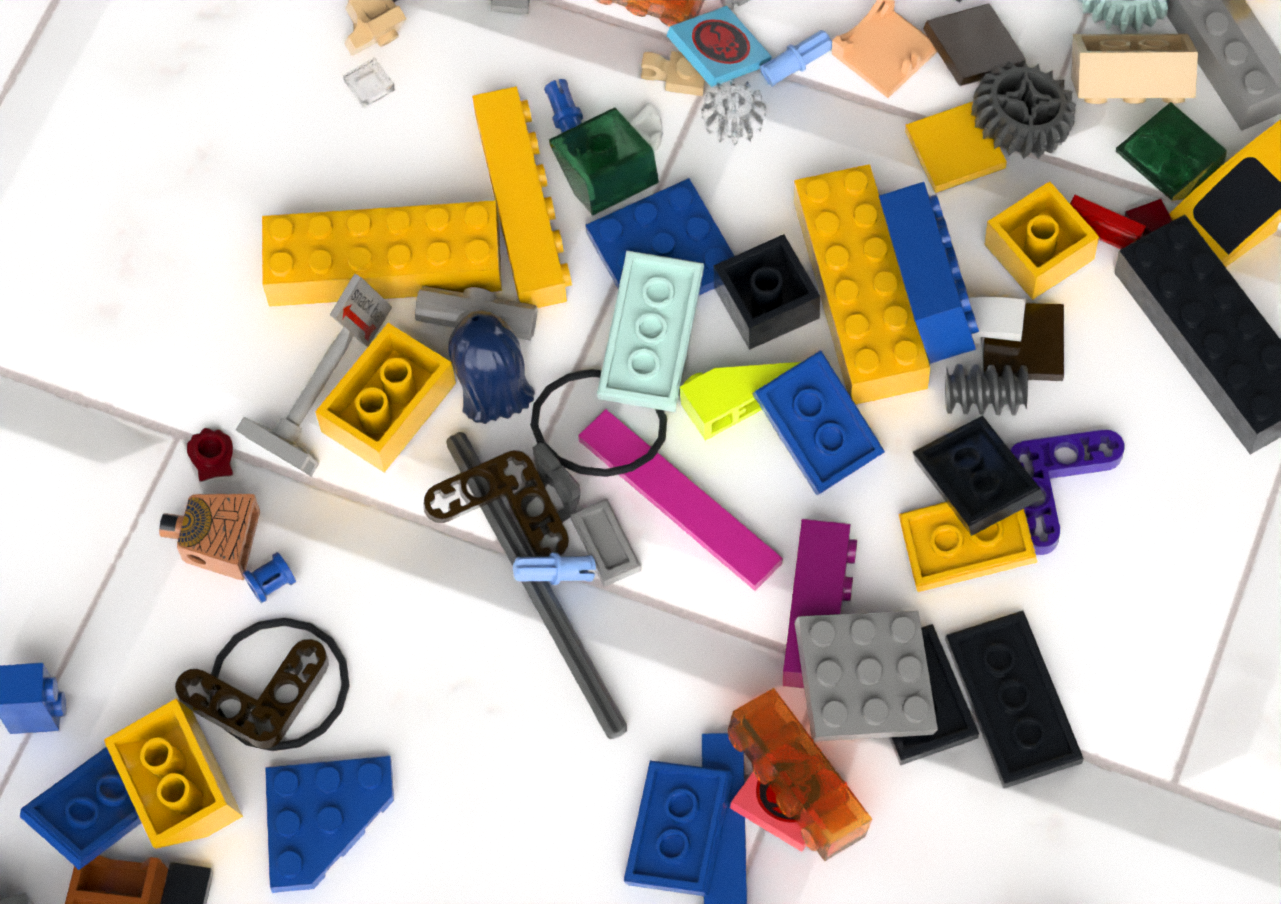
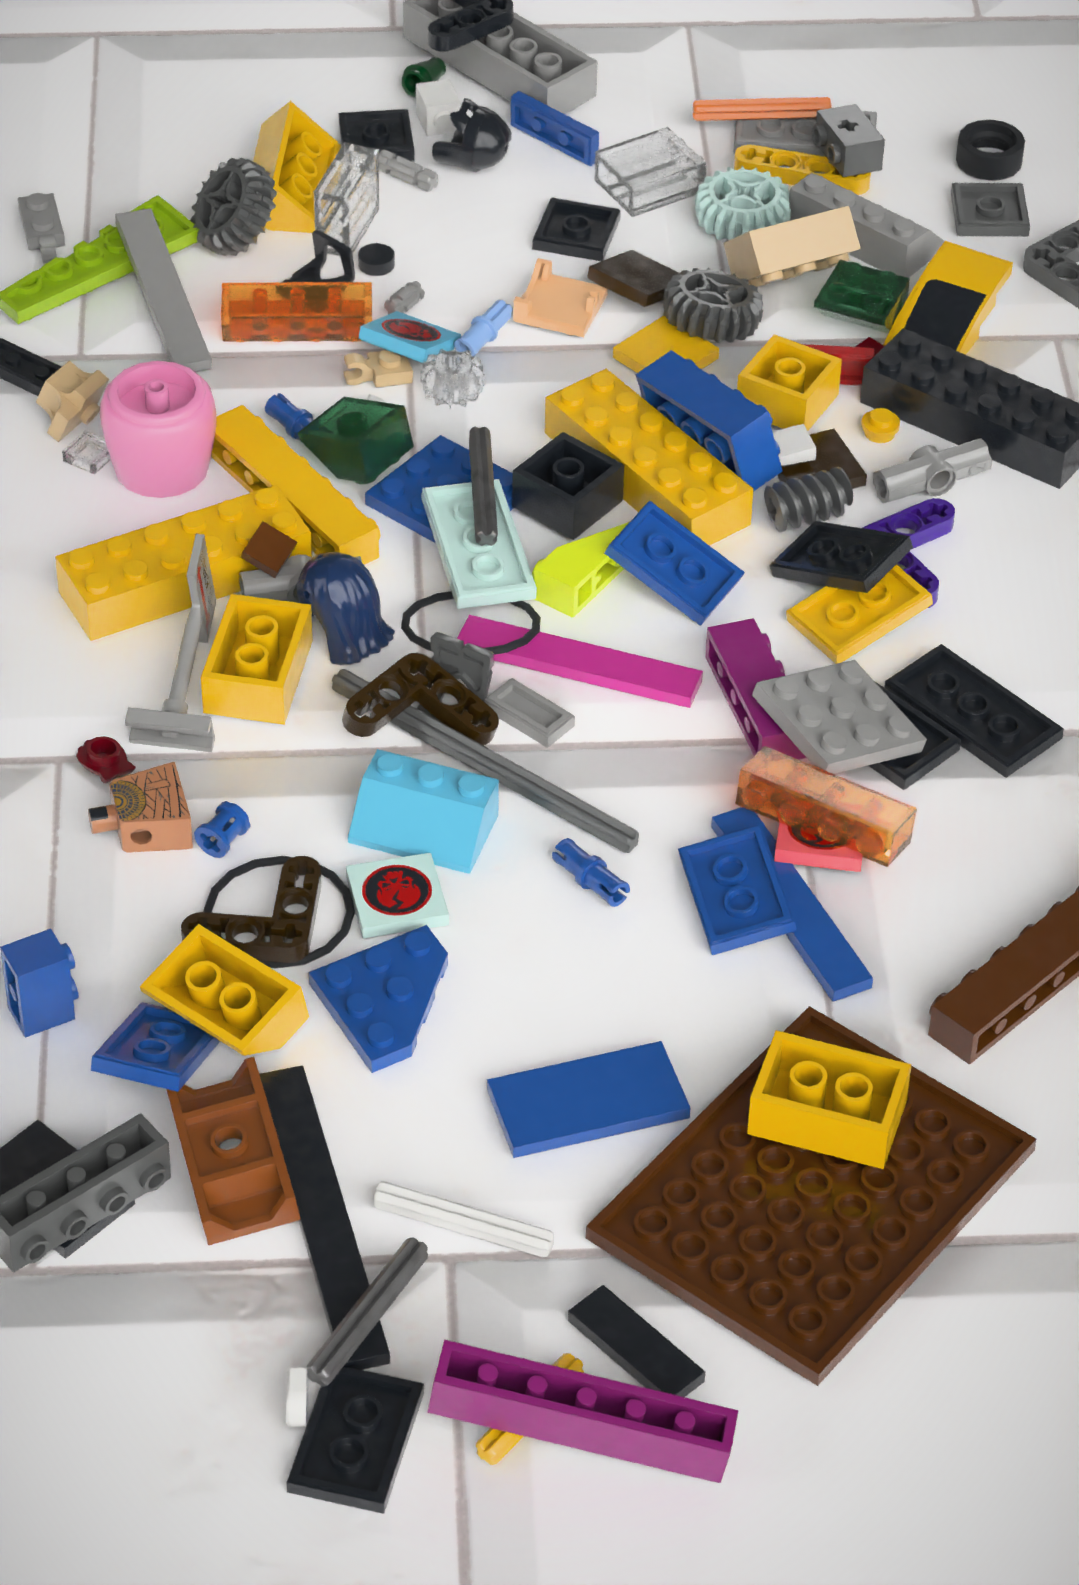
camera: 30 degrees left, 20 degrees down
(384, 708) = (397, 895): none -> tile
(422, 92) = (159, 428): none -> bright pink piece
(446, 281) = (268, 549): none -> reddish brown tile
(448, 629) = (424, 808): none -> medium azure slope
(554, 568) = (498, 736): light blue axle -> none
(561, 754) = (591, 872): none -> blue pin
(678, 272) = (483, 486): none -> flat silver axle
(1113, 313) = (880, 425): none -> yellow plate
(1129, 393) = (932, 470): none -> light grey piece

